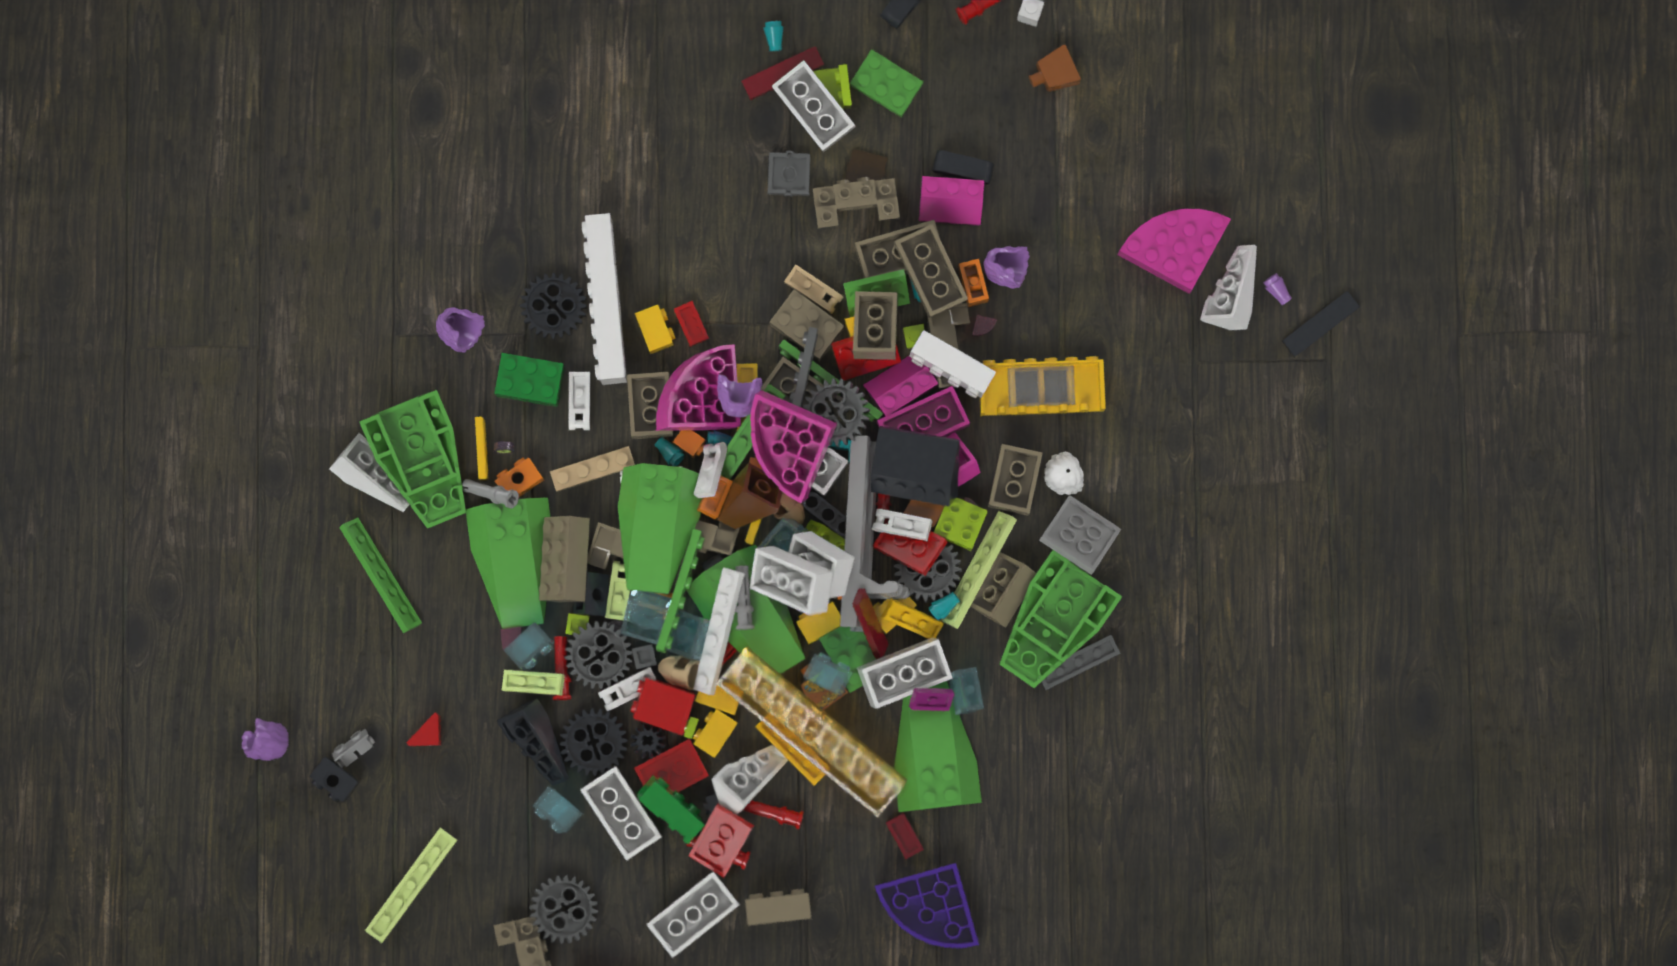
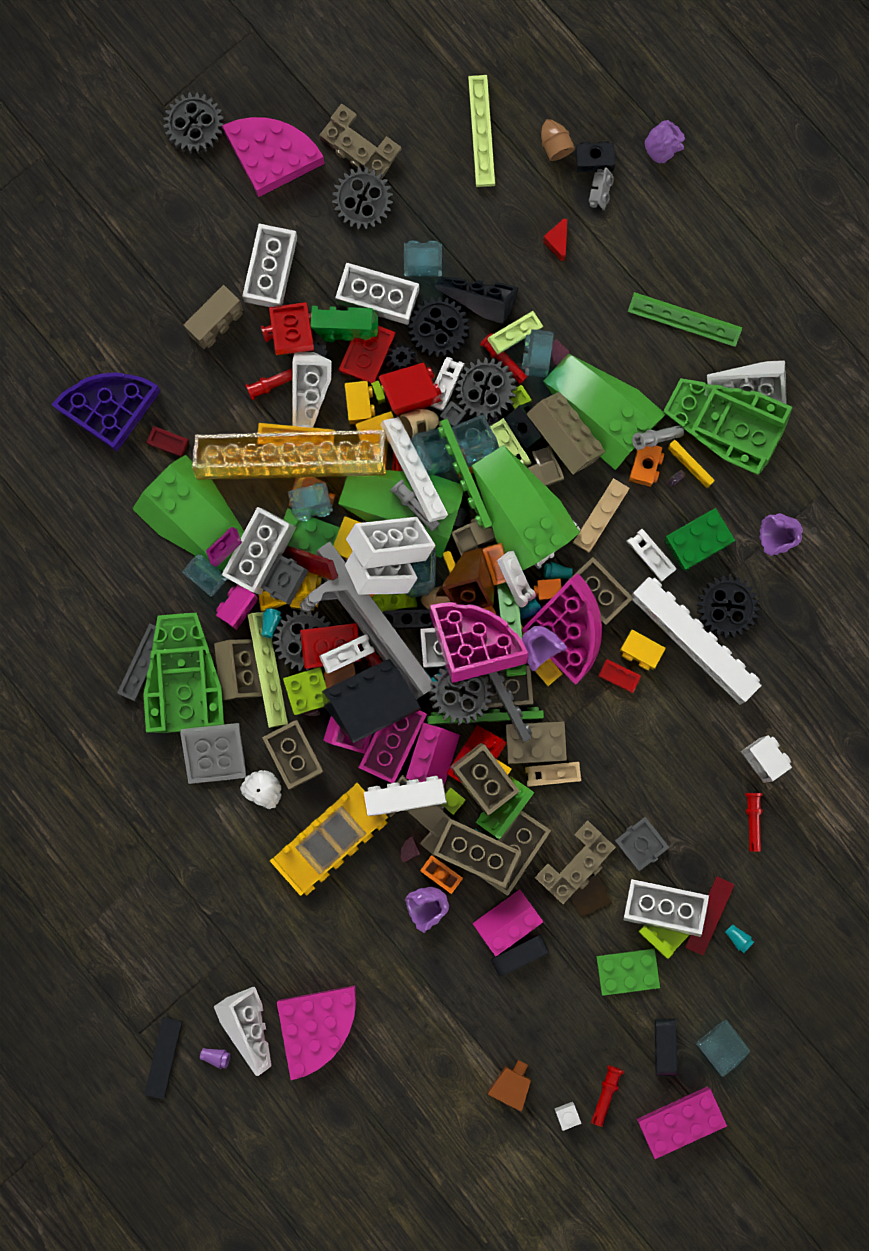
camera: 145 degrees right, 0 degrees up
(355, 822) = (555, 140): none -> medium nougat helmet
(631, 154) = (767, 758): none -> white brick
(676, 124) = (754, 811): none -> red pin
(903, 629) = (284, 579): none -> dark grey plate
(961, 643) = (236, 606): none -> dark pink slope

